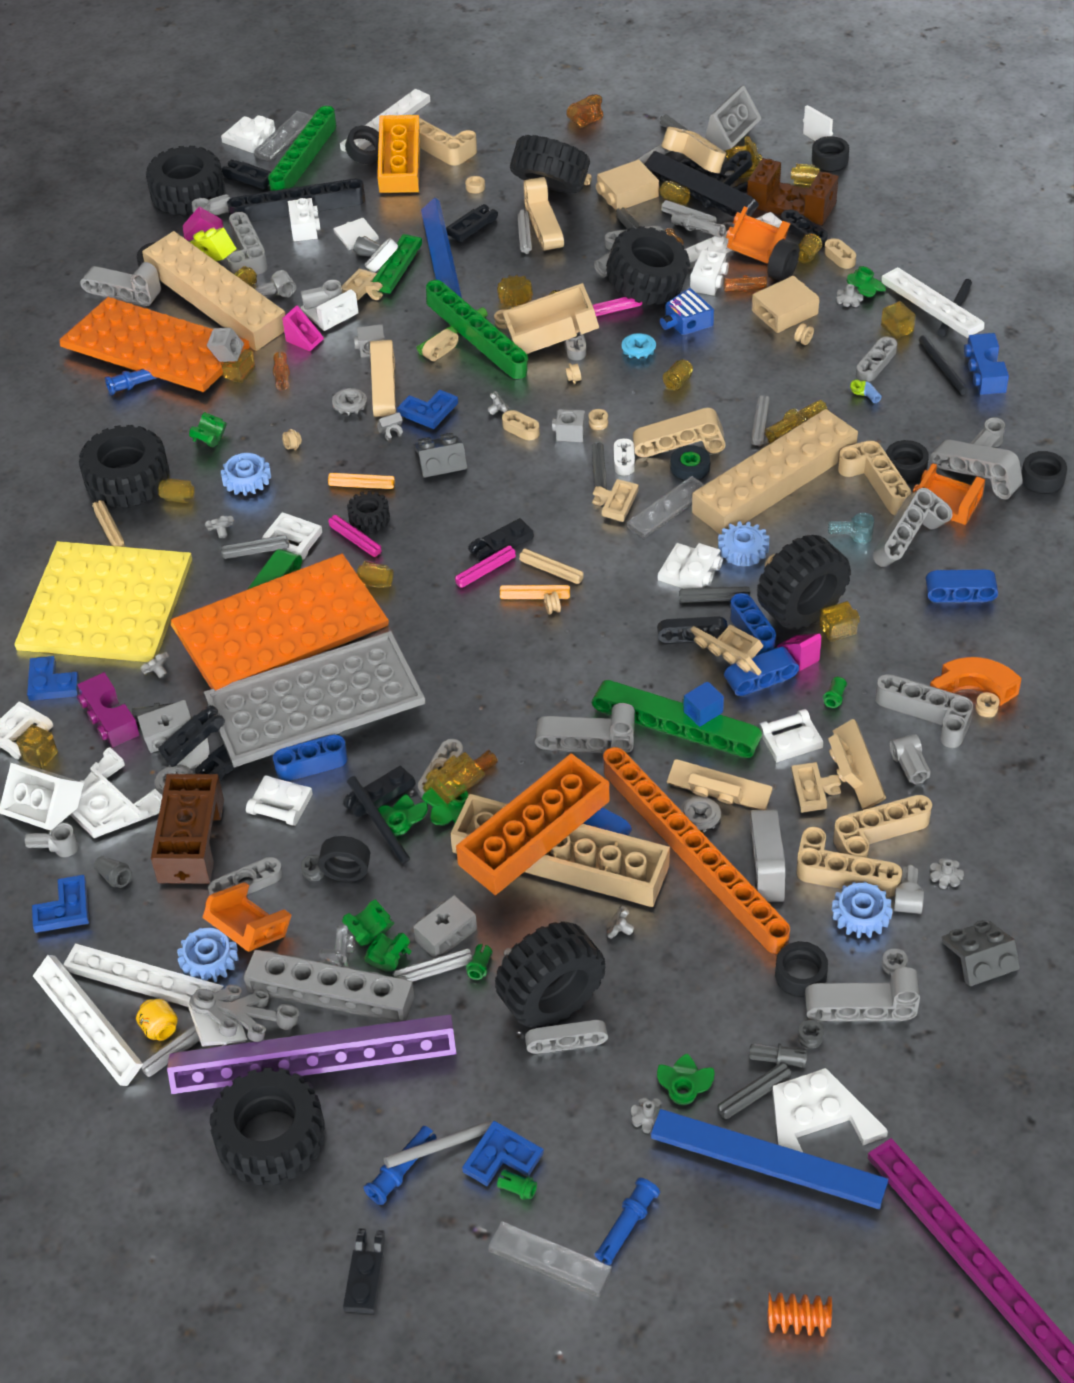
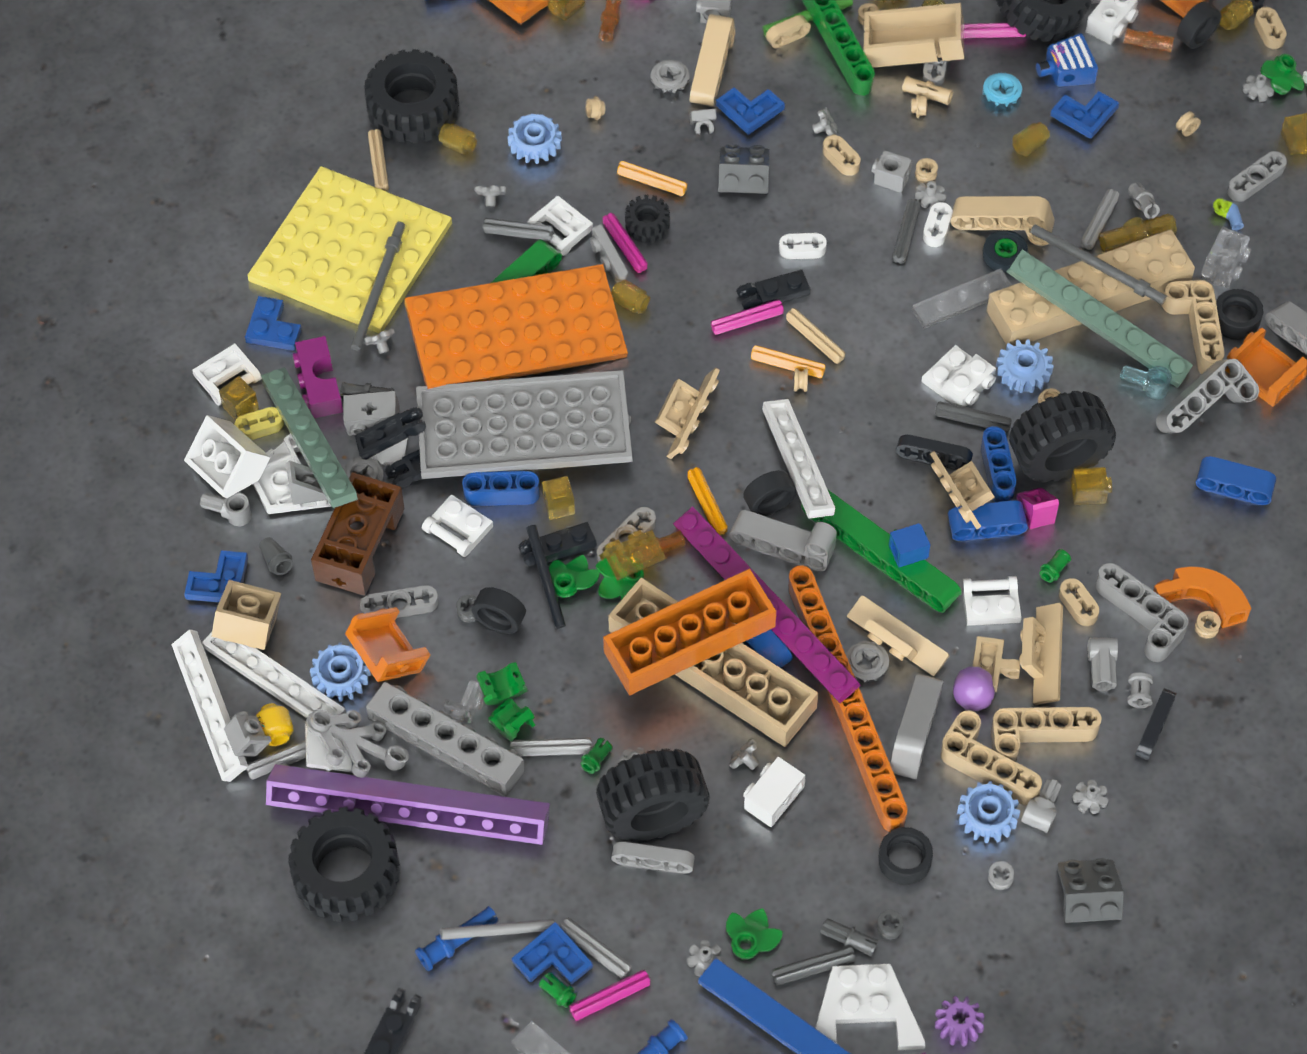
camera: 15 degrees right, 10 degrees up
(62, 761) = (259, 423): none -> light yellow beam
(100, 926) = (246, 614): none -> tan brick
(116, 758) = (309, 438): none -> sand green plate
(126, 798) = (303, 484): none -> light grey slope
(133, 1034) = (246, 735): none -> light grey brick
(144, 587) = (392, 247): none -> dark grey bar
(209, 429) = (511, 74): green piece -> none
(340, 543) = (609, 256): none -> light grey hinge
(366, 751) = (558, 497): none -> clear yellow brick
(445, 927) = (587, 711): light grey brick -> none
(455, 652) = (682, 409): none -> tan bracket
(504, 721) = (707, 500): none -> light orange axle
(513, 500) = (802, 246): none -> white beam
(542, 1136) = (596, 948): none -> light grey axle
(560, 696) = (769, 493): none -> black tyre
(569, 1175) = (609, 995): none -> dark pink axle
(576, 662) = (798, 459): none -> white plate
(583, 360) = (927, 89): none -> tan pin
(608, 436) = (930, 194): none -> light grey plant
(616, 501) = (910, 276): tan plate -> none
(622, 802) = (788, 626): none -> magenta plate
(658, 946) = (773, 791): none -> white brick
(717, 350) = (1086, 118): none -> blue plate
(785, 304) = (1182, 79): tan brick -> none
(791, 486) = (1097, 316): none -> sand green plate
(792, 395) = (1143, 200): none -> light grey pin
(806, 809) = (973, 689): none -> medium lavender hair
(819, 454) = (1140, 286): none -> dark grey bar
(865, 1001) = (953, 907): light grey beam -> none
(868, 716) = (1075, 603): none -> tan beam
(879, 420) = (1225, 258): none -> clear brick
(911, 1100) = (964, 1011): none -> medium lavender gear
(953, 771) = (1144, 685): none -> light grey bush
(979, 796) = (1156, 724): none -> black beam

